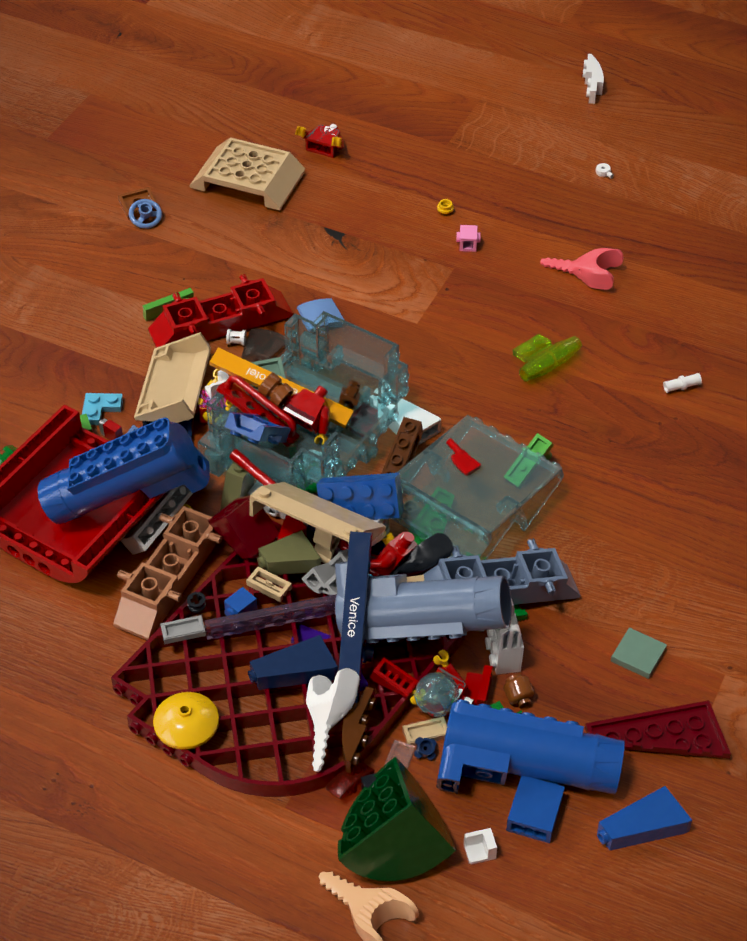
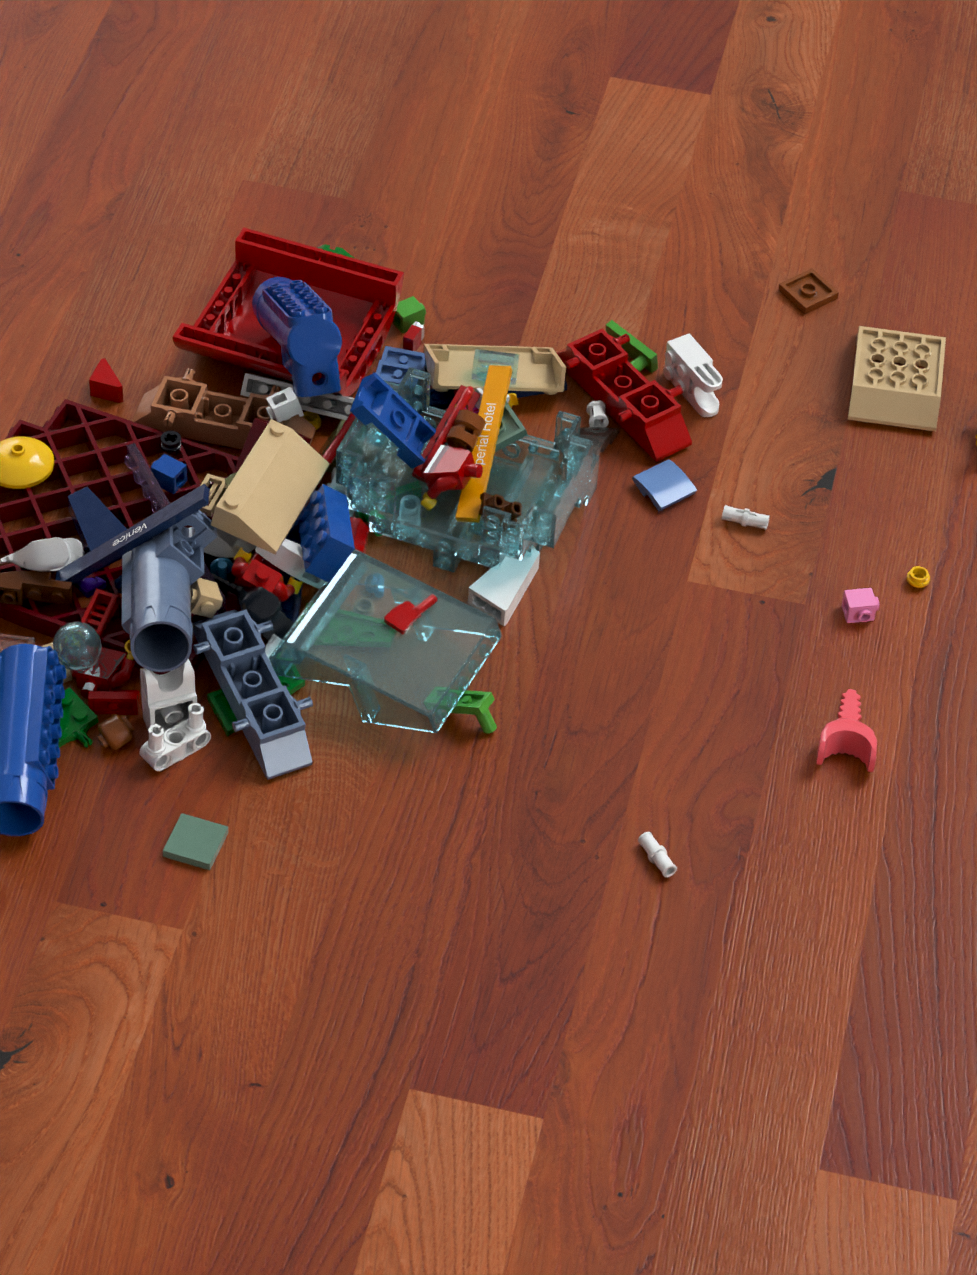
camera: 75 degrees right, 0 degrees up
(90, 649) = (105, 383): none -> red slope
(101, 402) = (455, 321): medium azure plate -> none
(145, 205) = (784, 292): medium blue piece -> none
(183, 374) = (484, 358): none -> clear light blue brick
(183, 629) = (131, 432): light grey tile -> none
(197, 506) = (283, 405): none -> white brick
(218, 271) = (693, 370): none -> white brick
(366, 278) = (745, 517): none -> white pin
(404, 445) = (441, 573): reddish brown brick -> none
(537, 649) = (176, 742): none -> white piece
(544, 356) = (660, 706): clear neon green plate -> none
(674, 730) = (85, 876): dark red wing -> none

